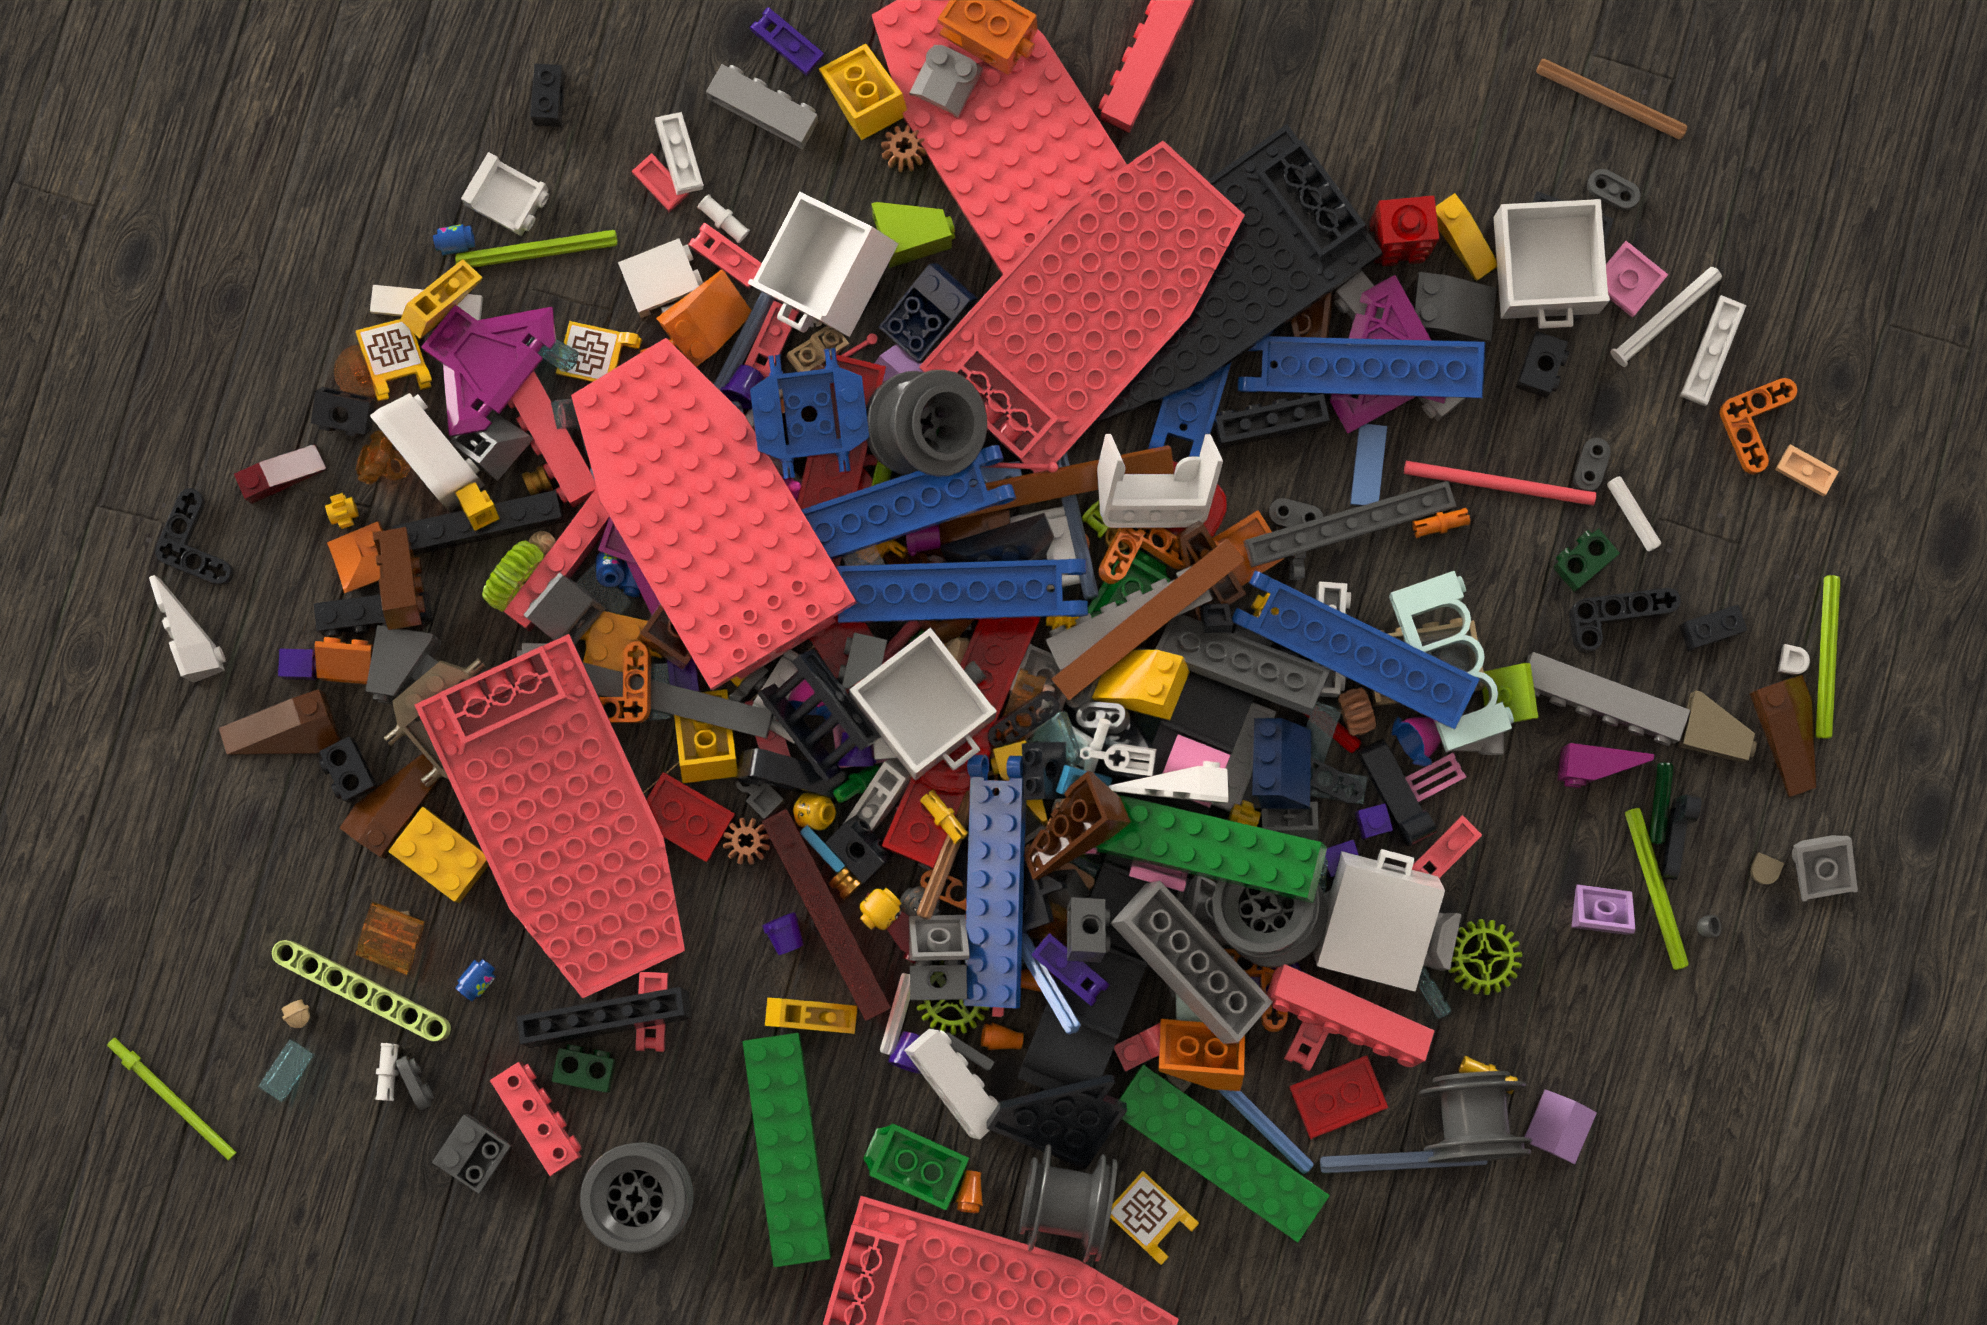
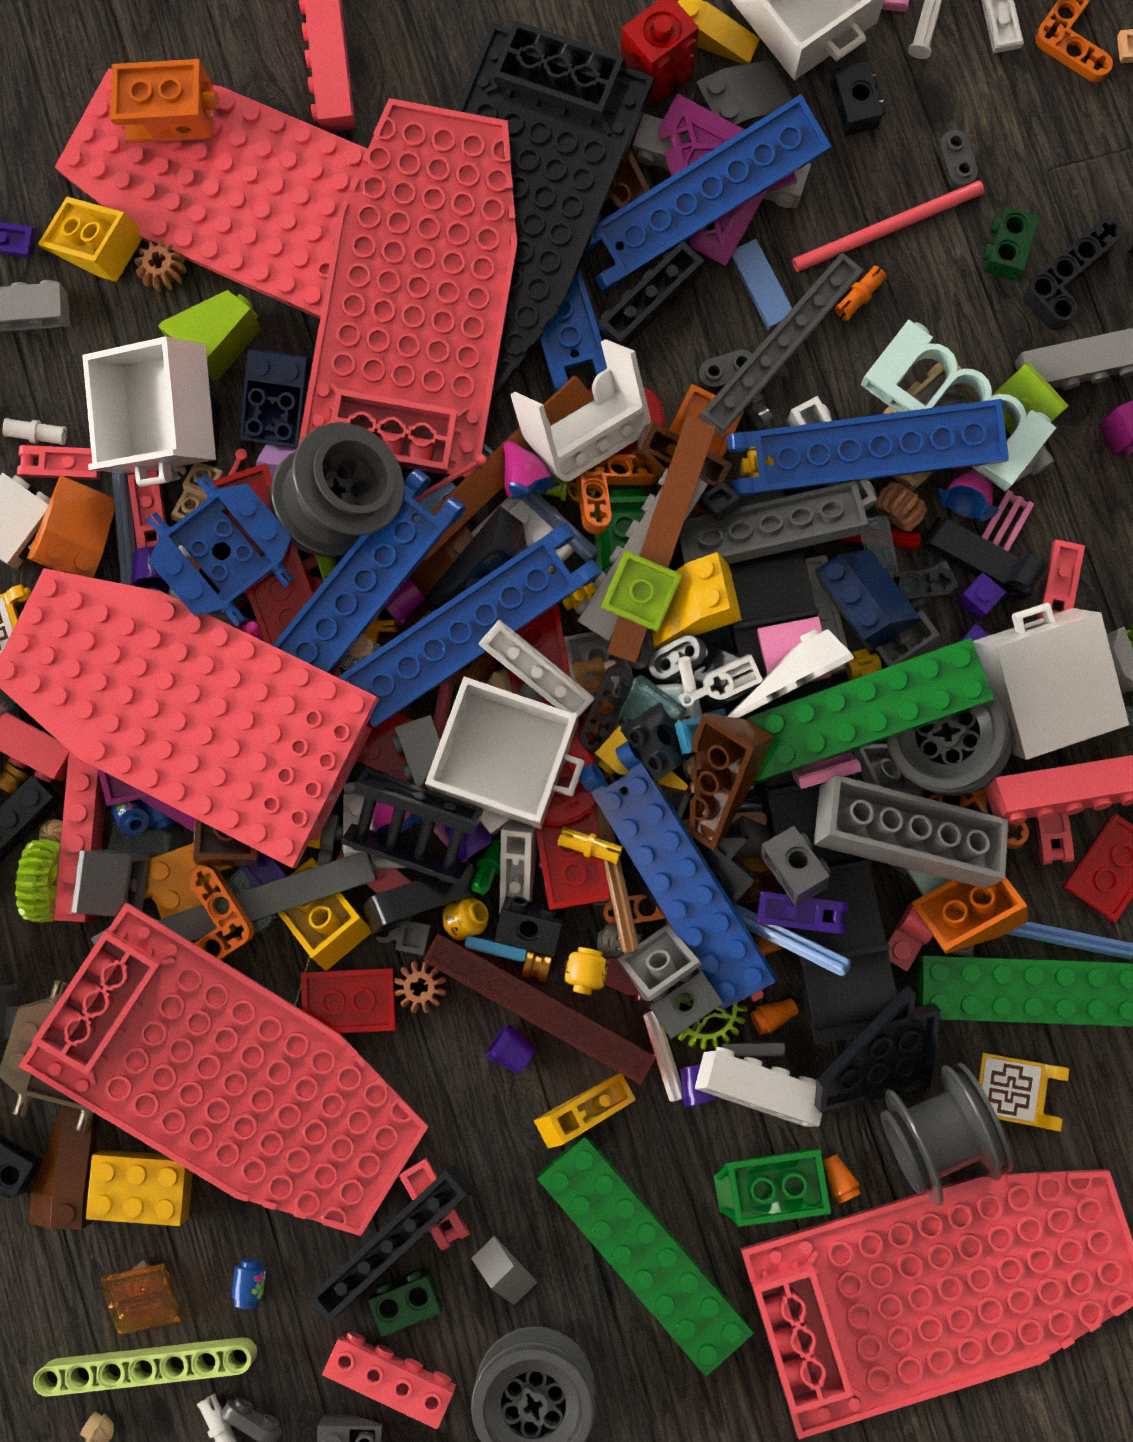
camera: 25 degrees left, 0 degrees up
(672, 1095) = (503, 1271): none -> light grey slope
(946, 79) = (157, 176): light grey slope -> none
(988, 657) = (535, 669): none -> white tile
(1080, 498) = (524, 472): none -> dark pink hat
(1106, 648) = (641, 591): none -> lime plate
(1634, 513) = (1024, 178): white axle -> none

